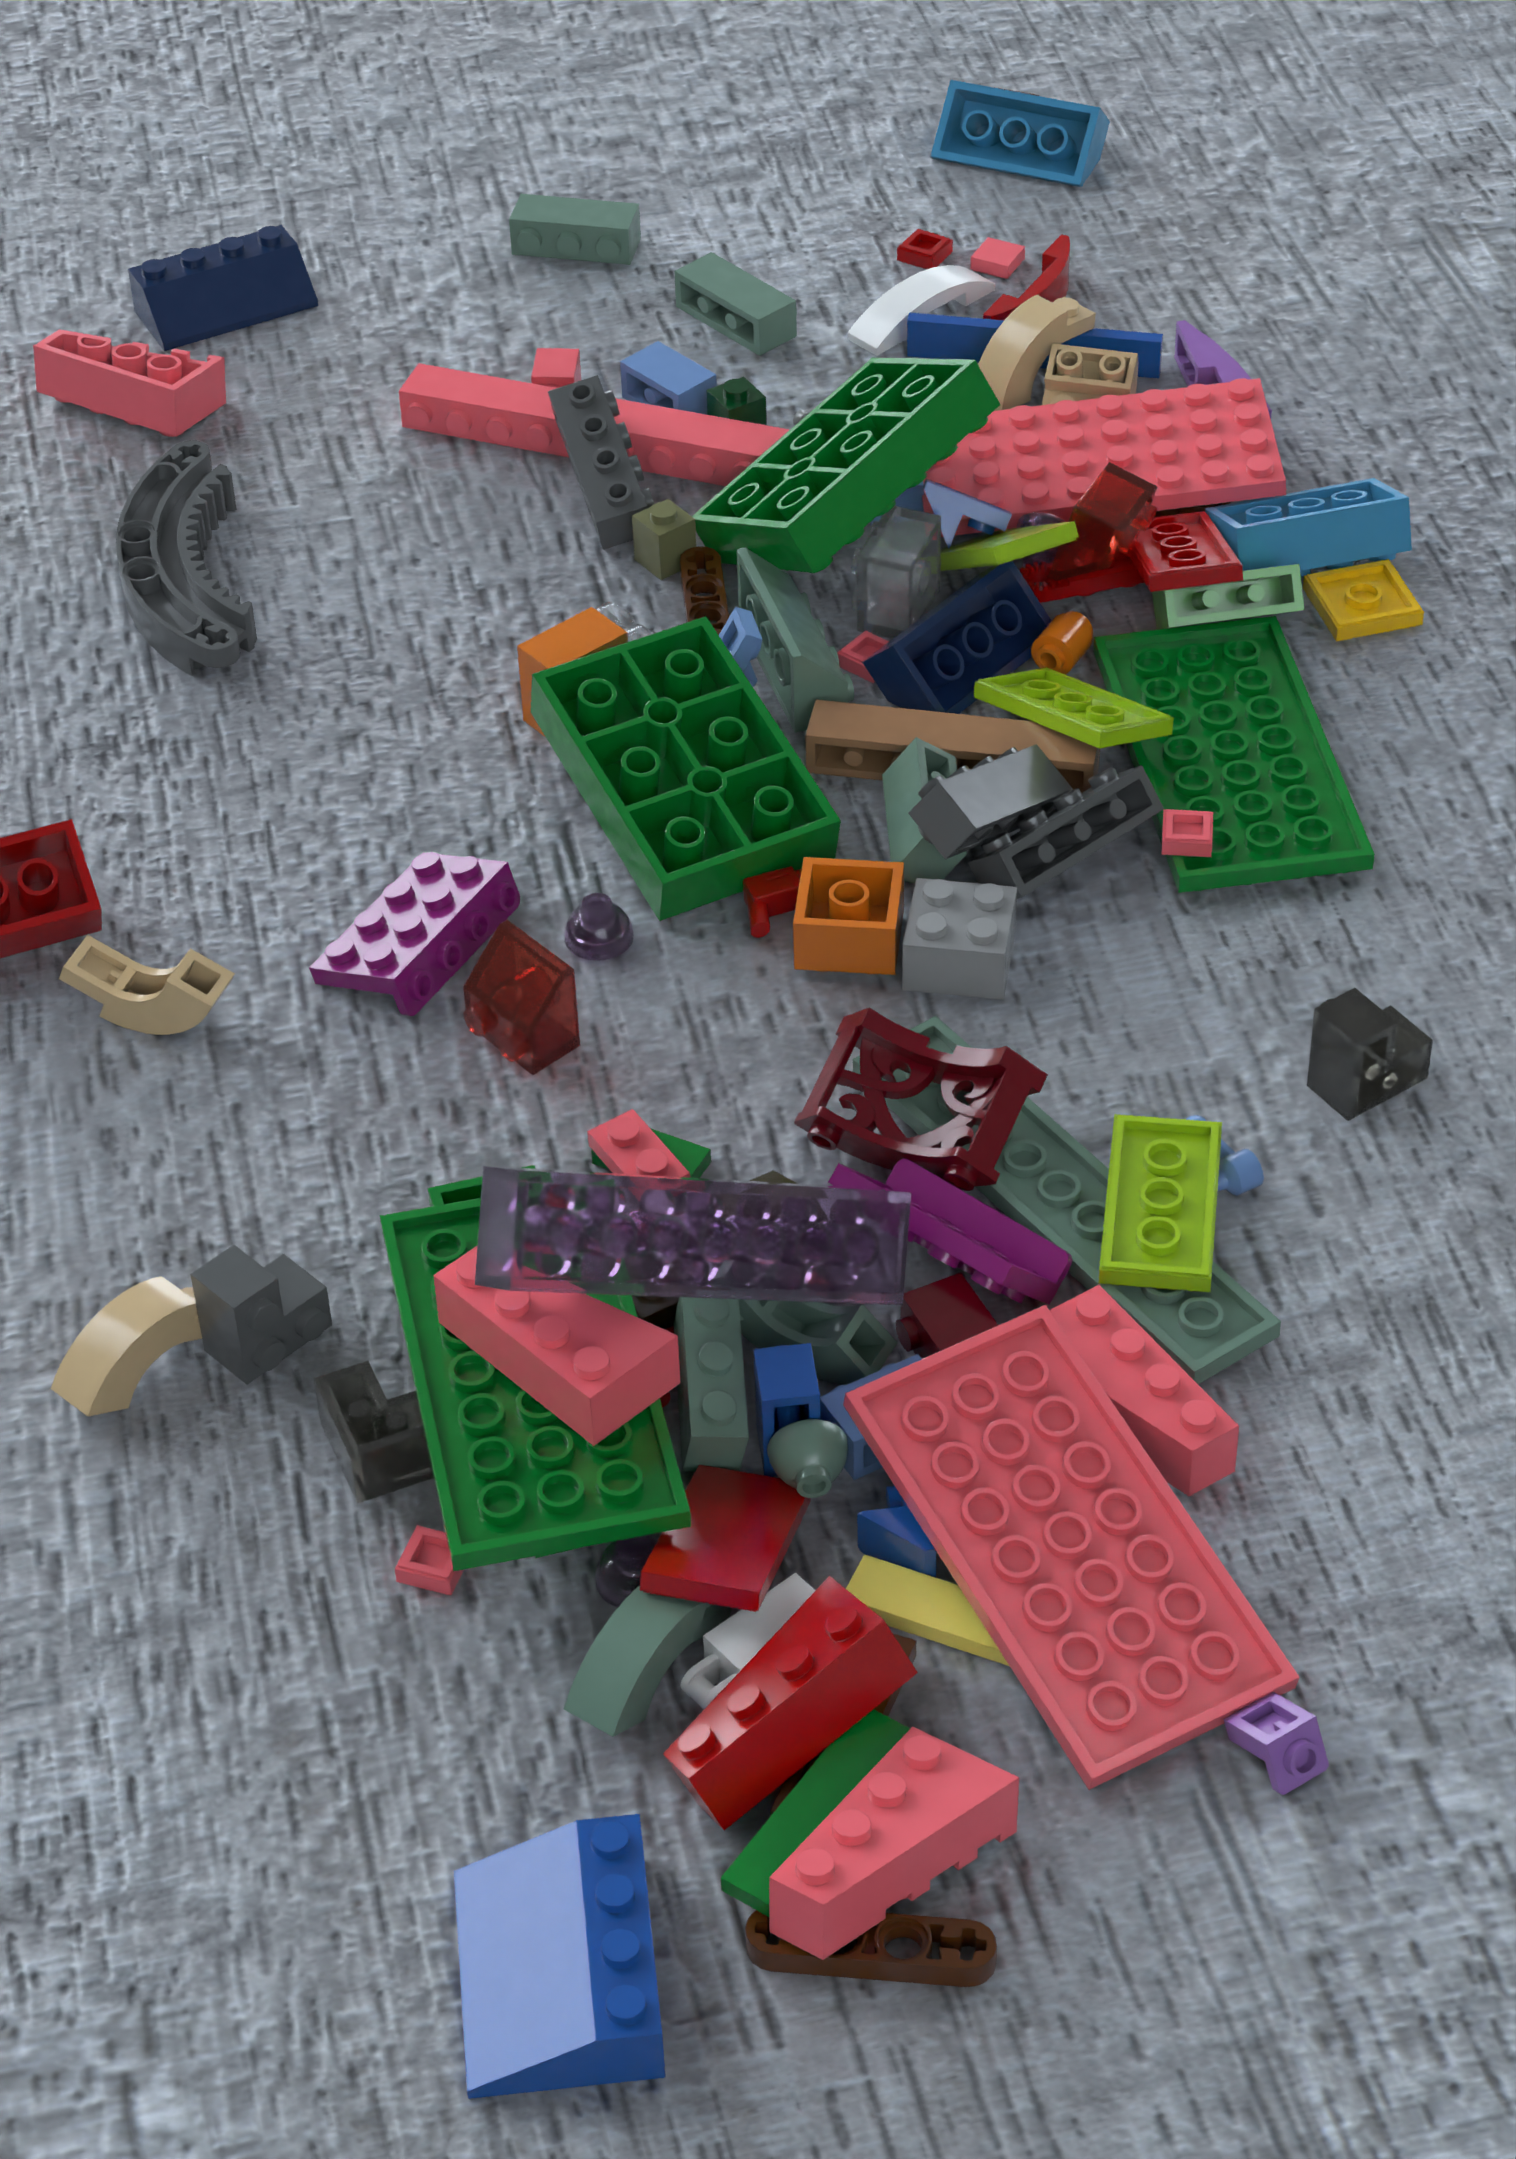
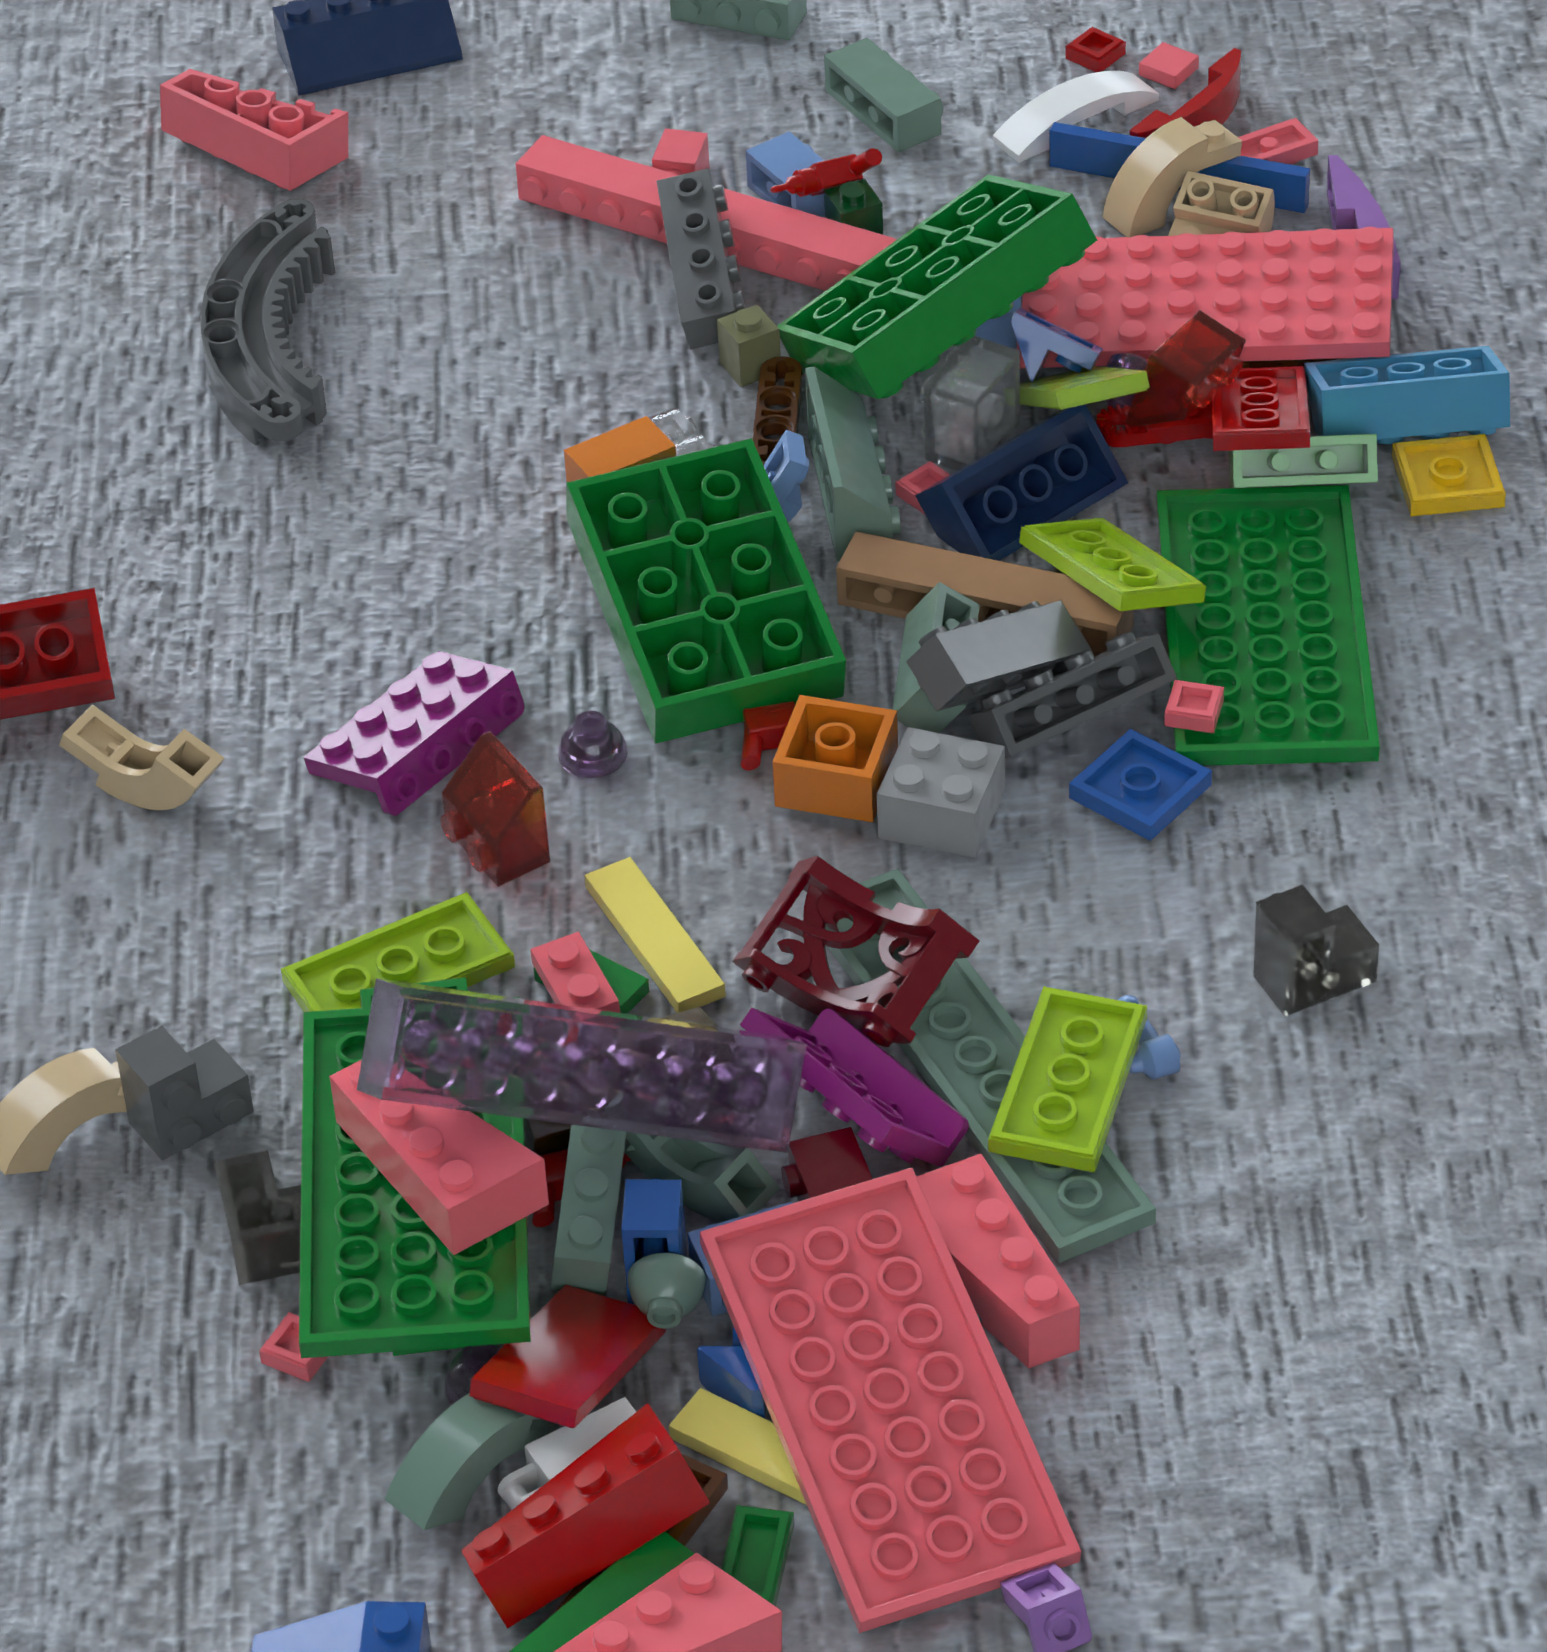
camera: 10 degrees right, 0 degrees up
(488, 1131) = (427, 946): none -> lime tile
(705, 1107) = (654, 935): none -> light yellow tile
(711, 373) = (829, 173): none -> red piece
(963, 1711) = (759, 1549): none -> green tile
(1063, 642) = (1125, 493): orange brick -> none
(1127, 314) = (1280, 143): none -> coral plate
(1150, 912) = (1140, 784): none -> blue plate

